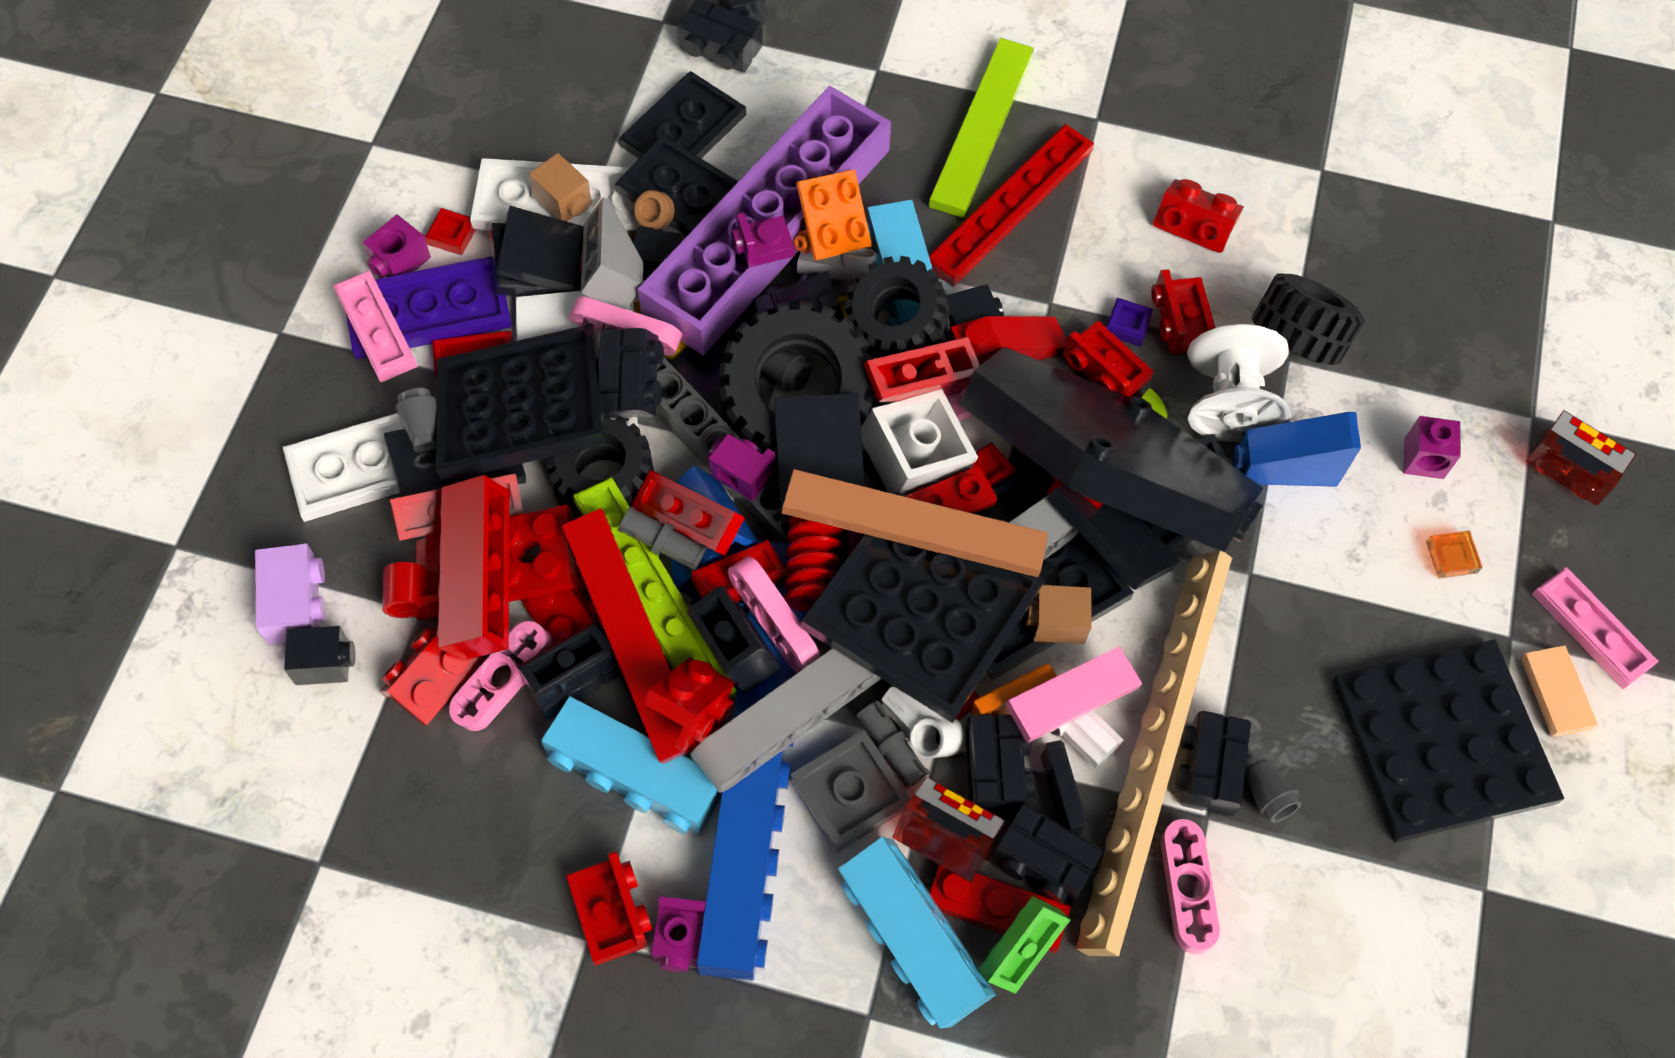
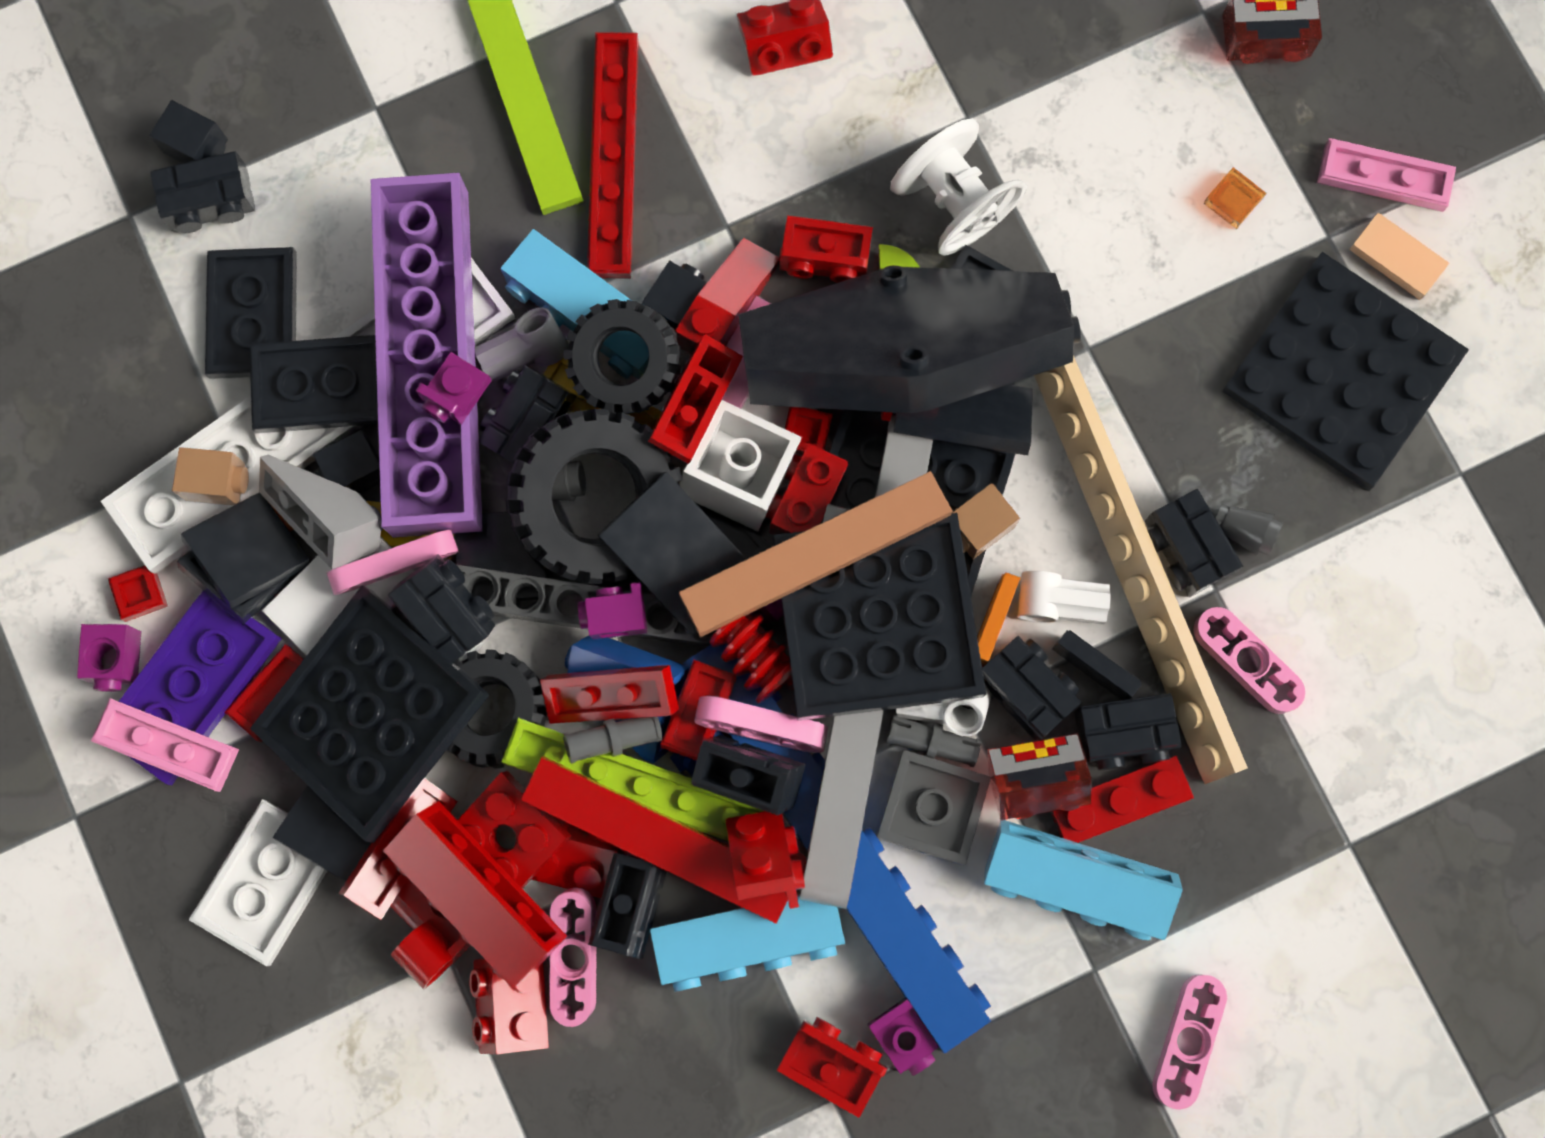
camera: 35 degrees left, 15 degrees up
(287, 591) = (326, 1041): lavender brick -> none
(318, 655) = (404, 1070): black brick -> none
(419, 418) = (294, 800): dark grey cone -> none
(654, 209) = (314, 428): medium nougat tile -> none
(832, 216) = (487, 310): orange hinge -> none
(1023, 945) = (1172, 821): bright green plate -> none
(1073, 694) = (1047, 584): bright pink tile -> none
(1129, 321) = (809, 191): dark purple tile -> none
(1182, 310) = (853, 148): red bracket -> none
(1300, 451) = (1051, 208): blue slope -> none
(1310, 318) = (966, 75): black tyre -> none
(1432, 447) = (1150, 113): magenta brick -> none

